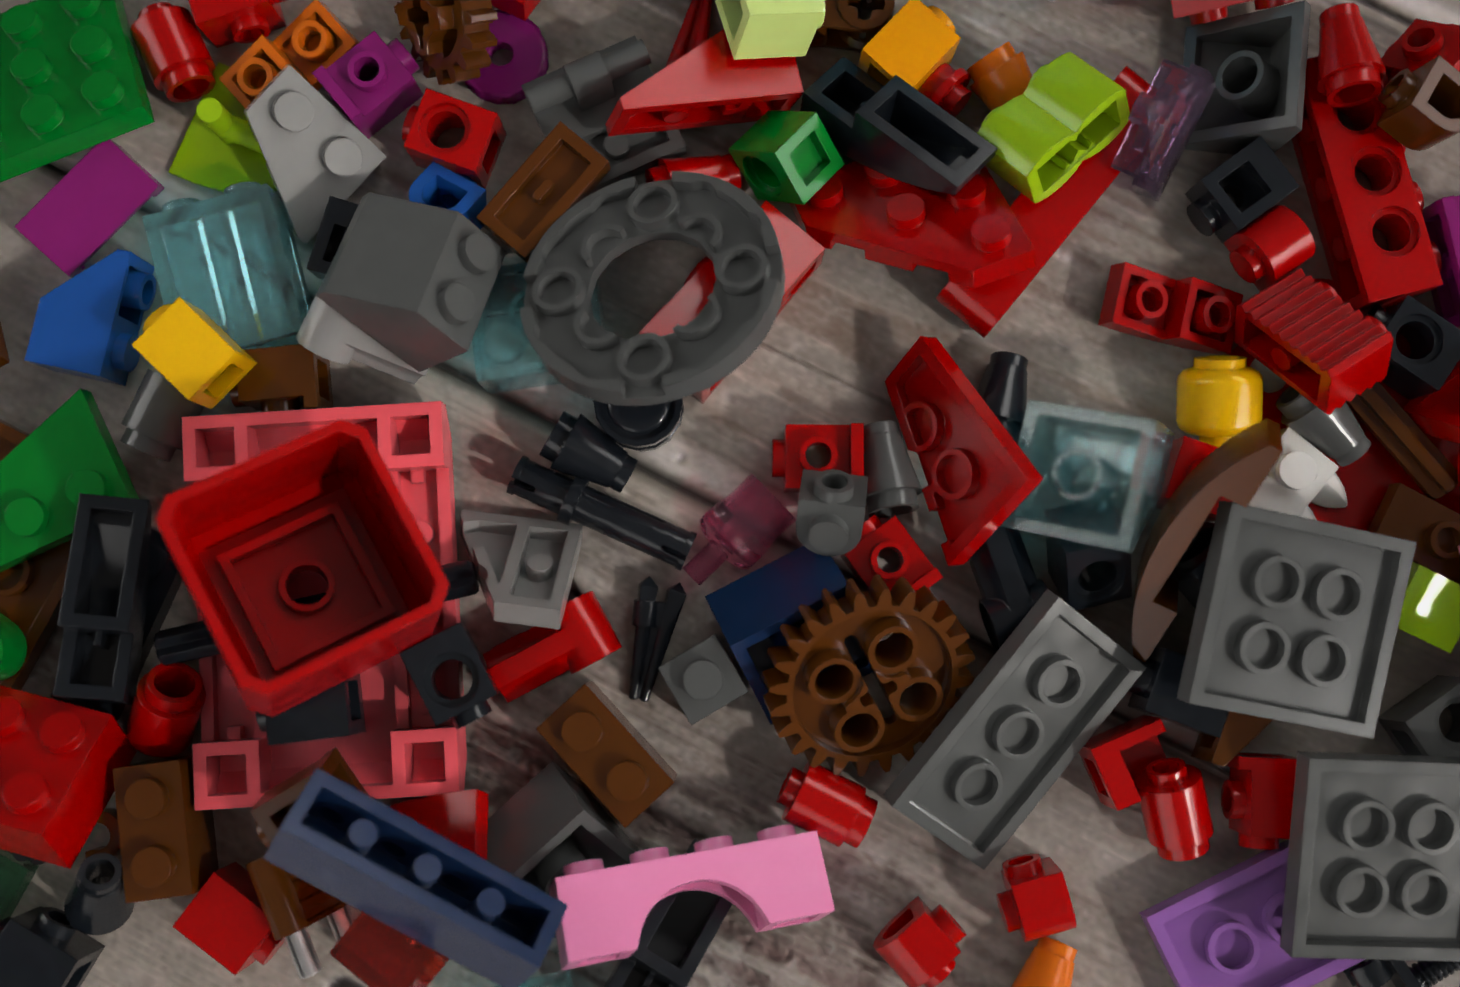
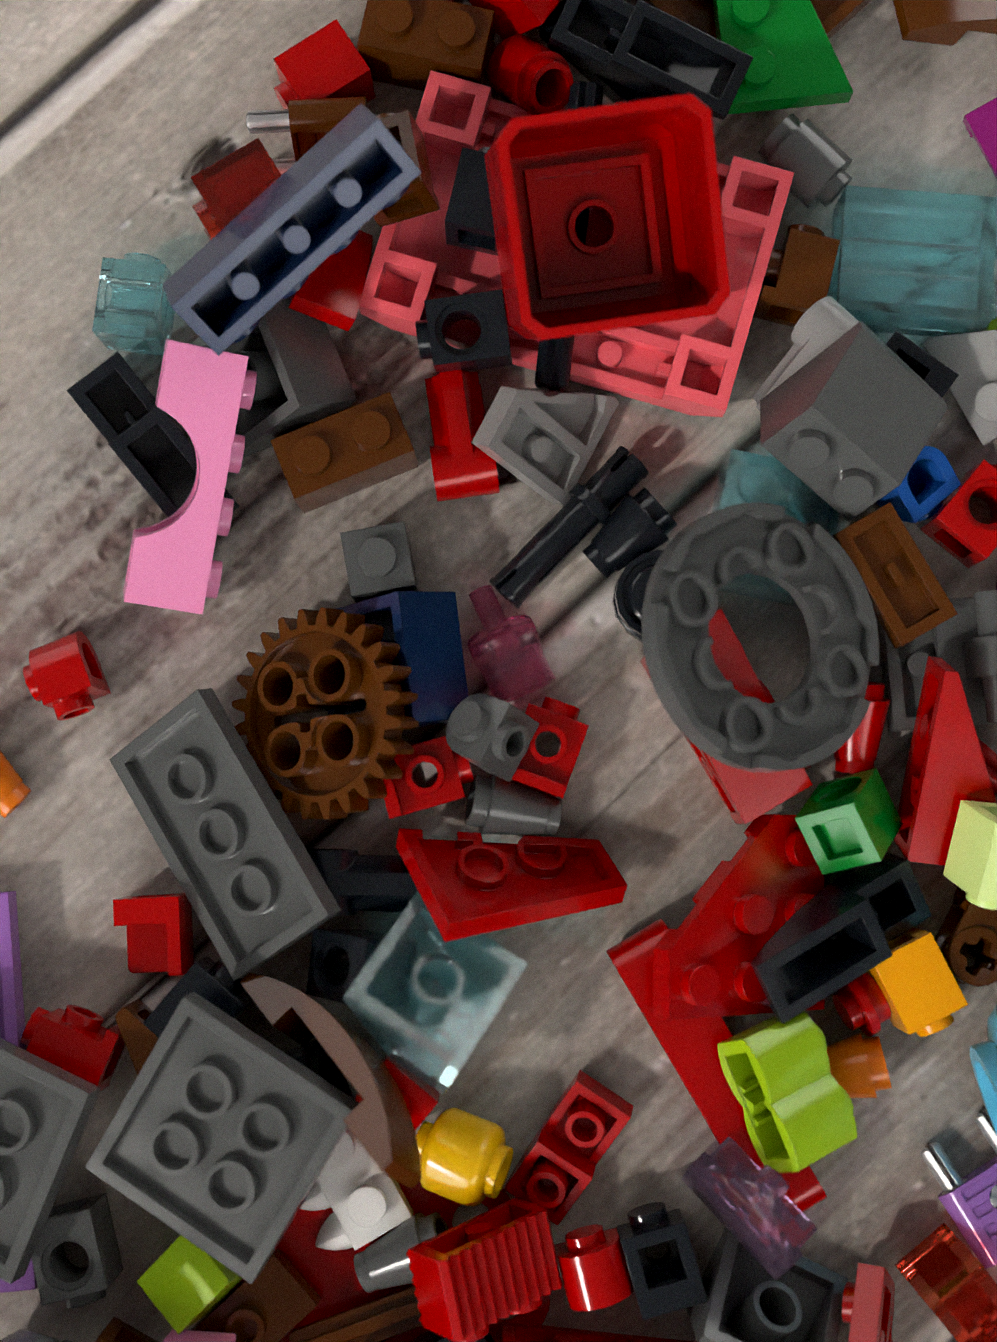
camera: 115 degrees right, 0 degrees up
(94, 319) = (915, 127): blue slope -> none
(193, 352) = (849, 198): yellow brick -> none
(653, 630) = (442, 537): black piece -> none
(828, 804) = (222, 636): red brick -> none
(1006, 389) = (544, 948): black cone -> none
(1035, 897) = (66, 795): red plate -> none
(1175, 809) = (94, 958): red brick -> none

